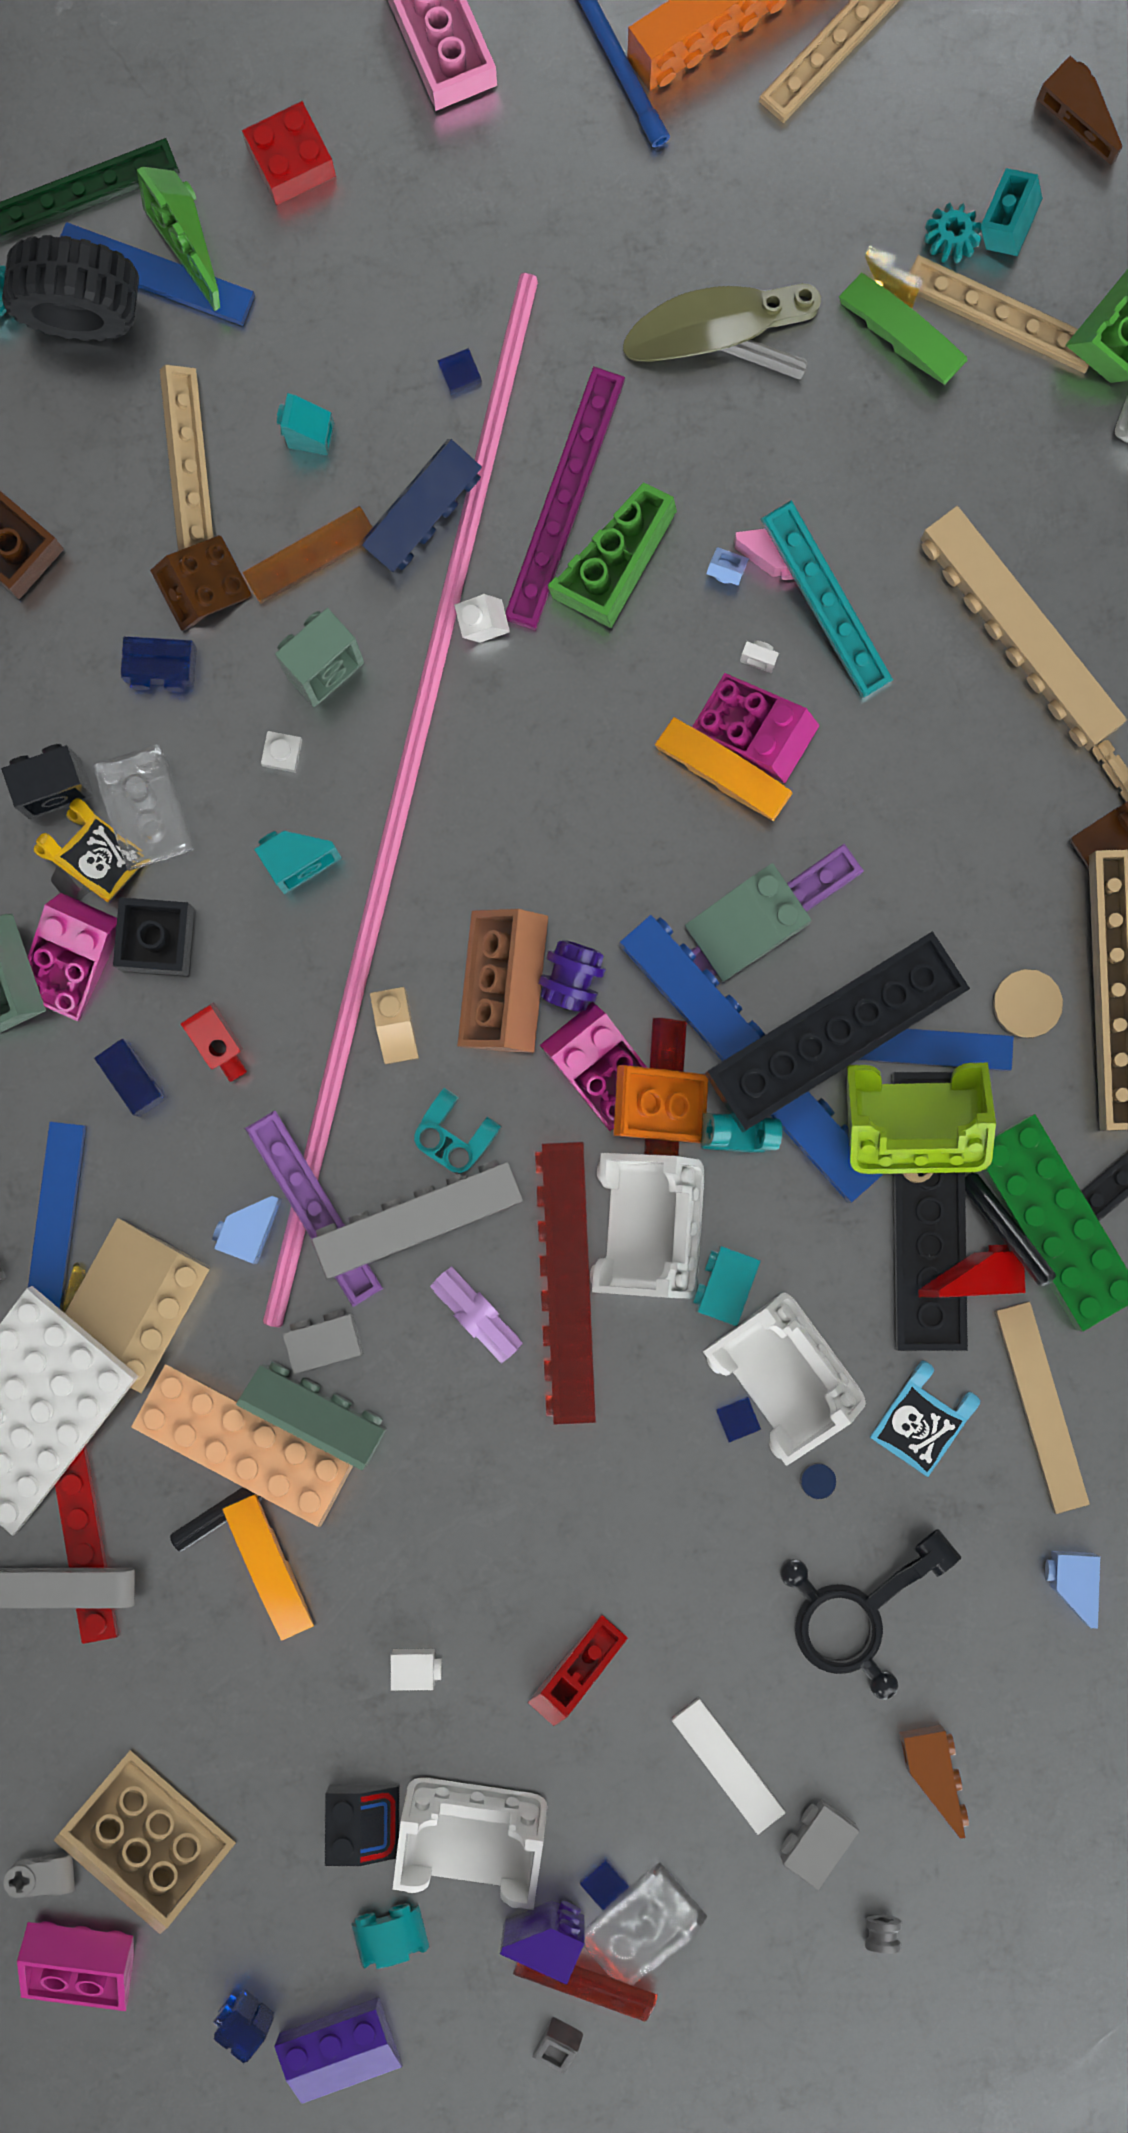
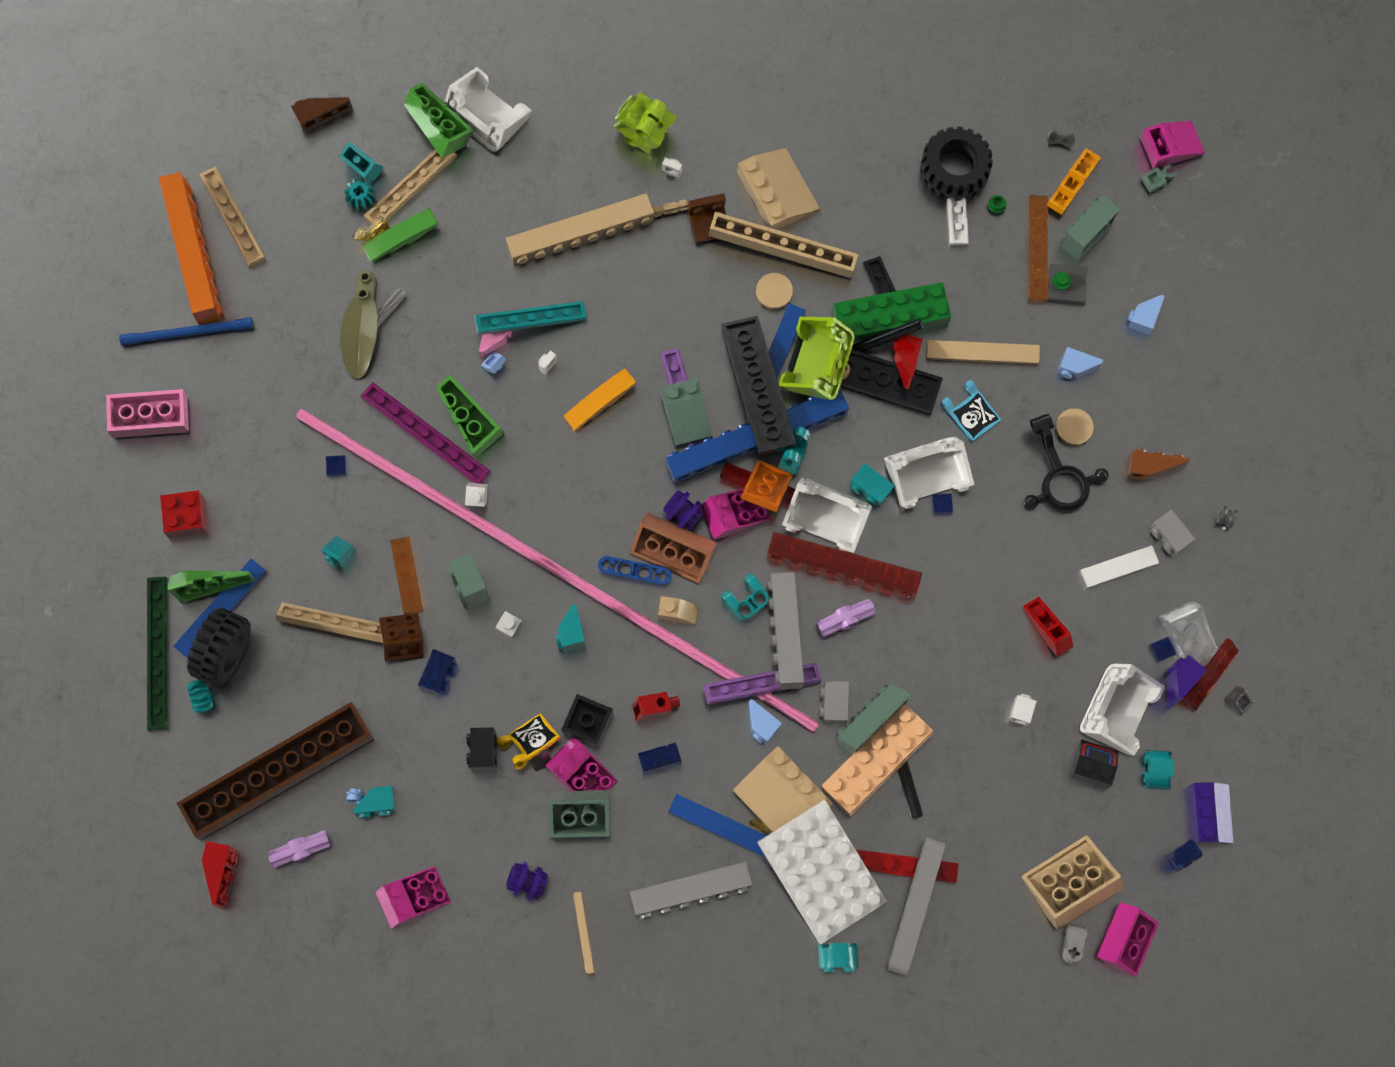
camera: 80 degrees left, 10 degrees down
(143, 806) = (514, 704): clear slope -> none
(268, 1567) = (945, 768): light orange slope -> none
(421, 505) = (404, 505): dark blue brick -> none
(445, 929) = (634, 573): none -> blue beam
(757, 726) = (582, 375): dark pink slope -> none
(818, 1481) = (986, 474): dark blue tile -> none
(958, 1611) = (1074, 427): none -> tan tile

